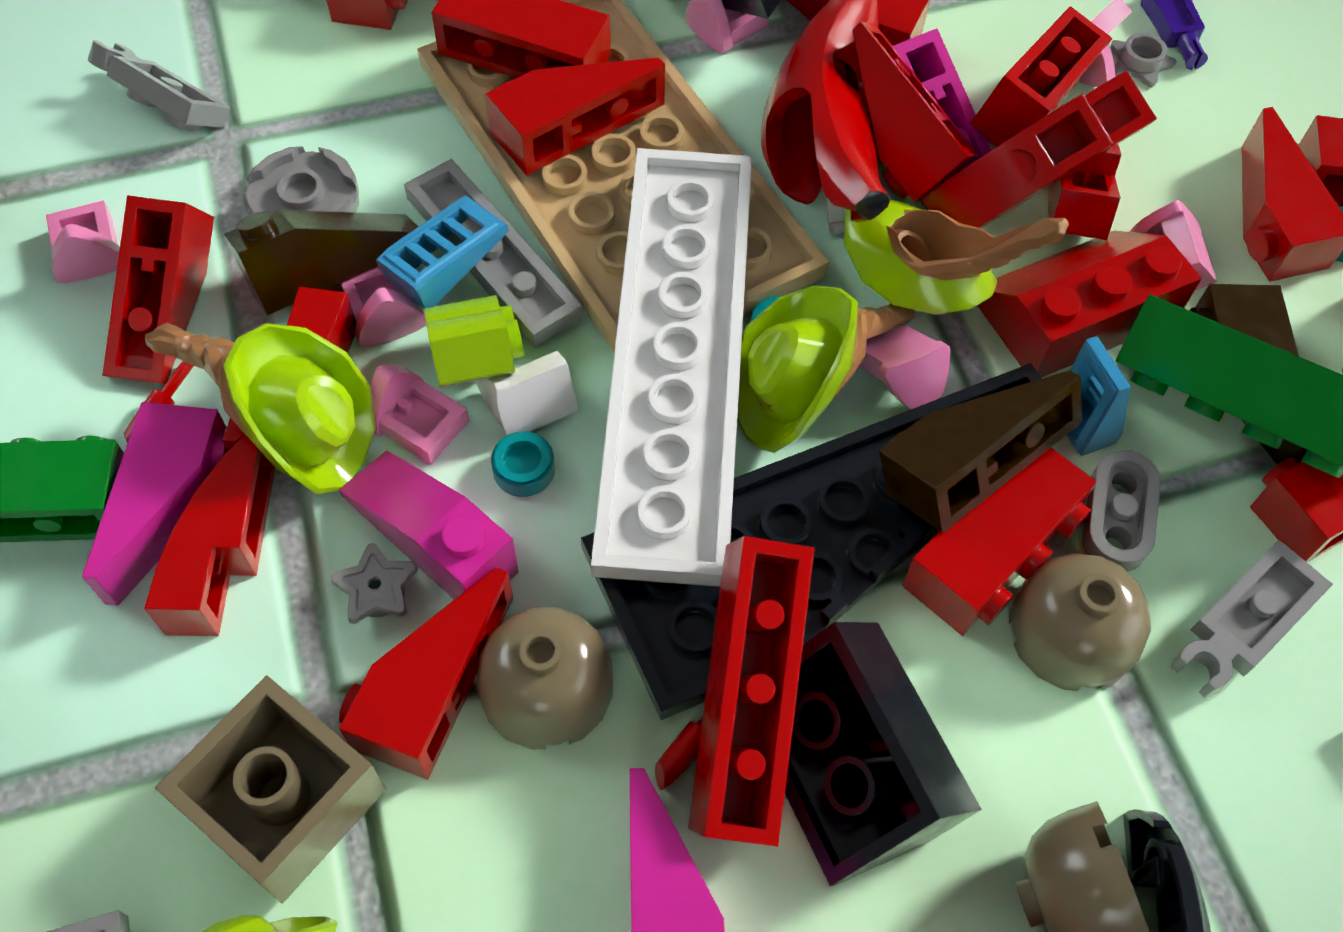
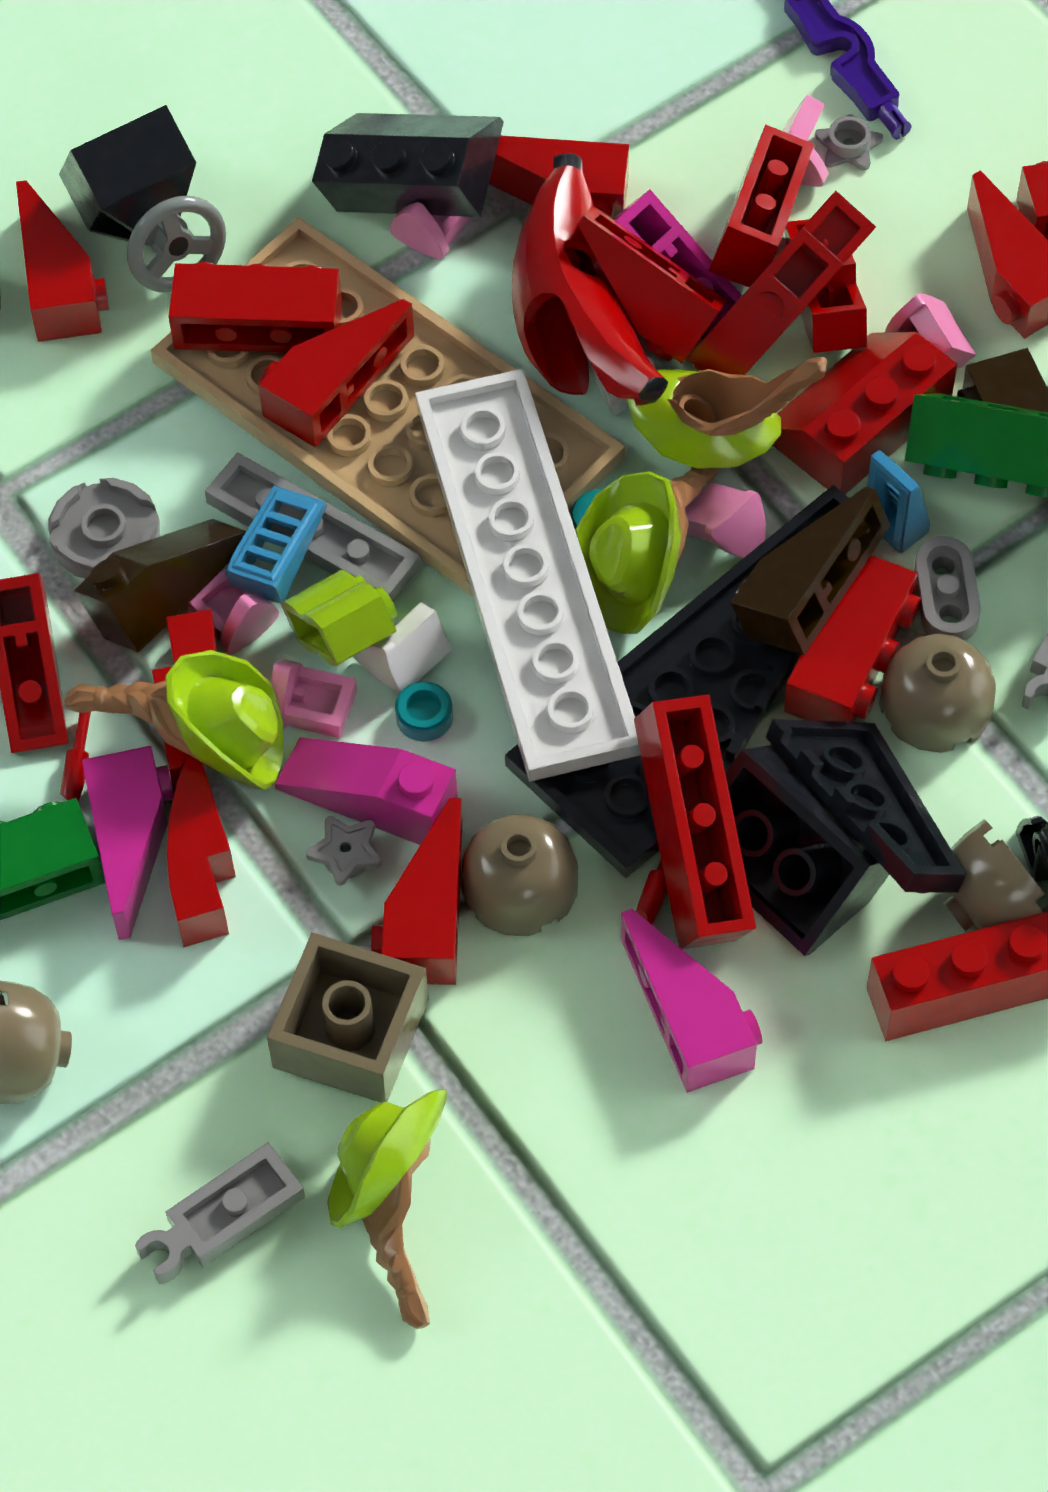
camera: 15 degrees left, 0 degrees up
(972, 736) = (872, 797): none -> black wing

